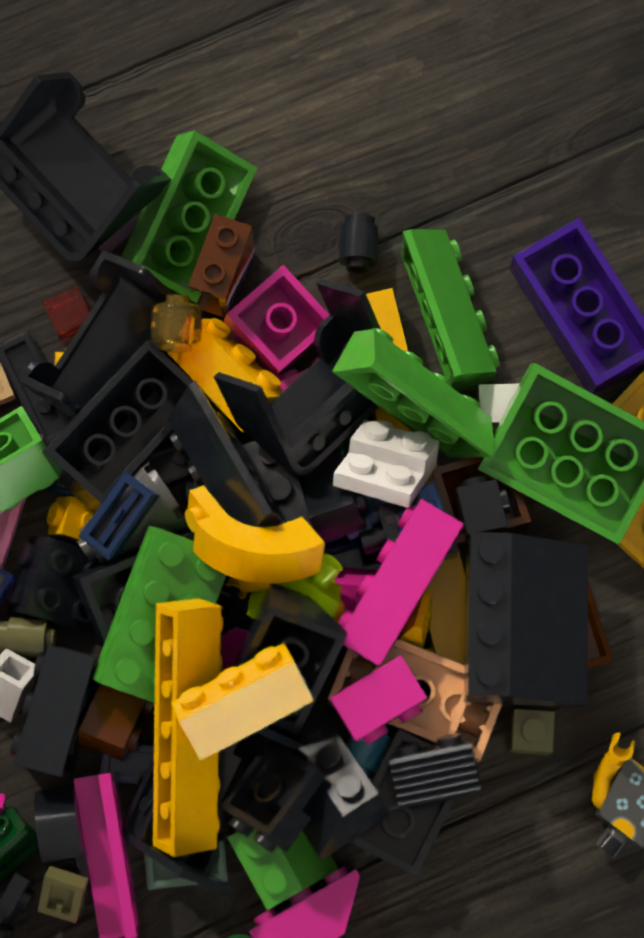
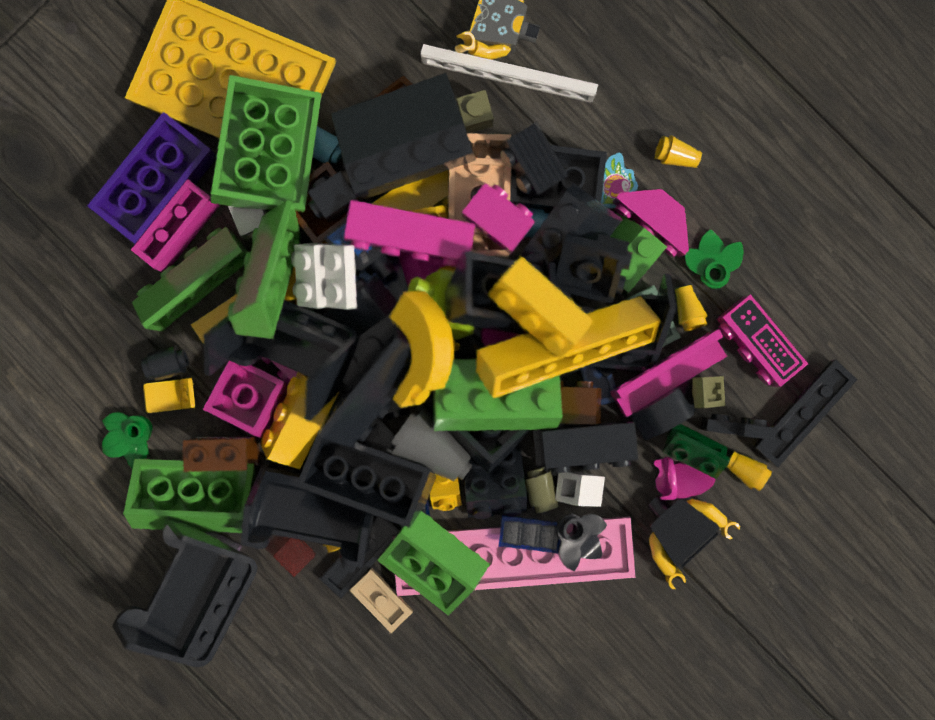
camera: 115 degrees left, 10 degrees up
(131, 524) = (410, 446): dark blue tile -> none
(176, 324) = (277, 469): clear yellow head -> none
(176, 915) = (690, 311): none -> yellow cone
(285, 164) = (123, 439): none -> green plate
(318, 233) = (169, 395): none -> yellow bracket
(380, 884) = (616, 180): none -> sticker
(518, 312) = (175, 227): none -> dark pink brick
(555, 526) = (326, 147): none -> medium azure brick
(566, 795) = (508, 73): none -> white tile

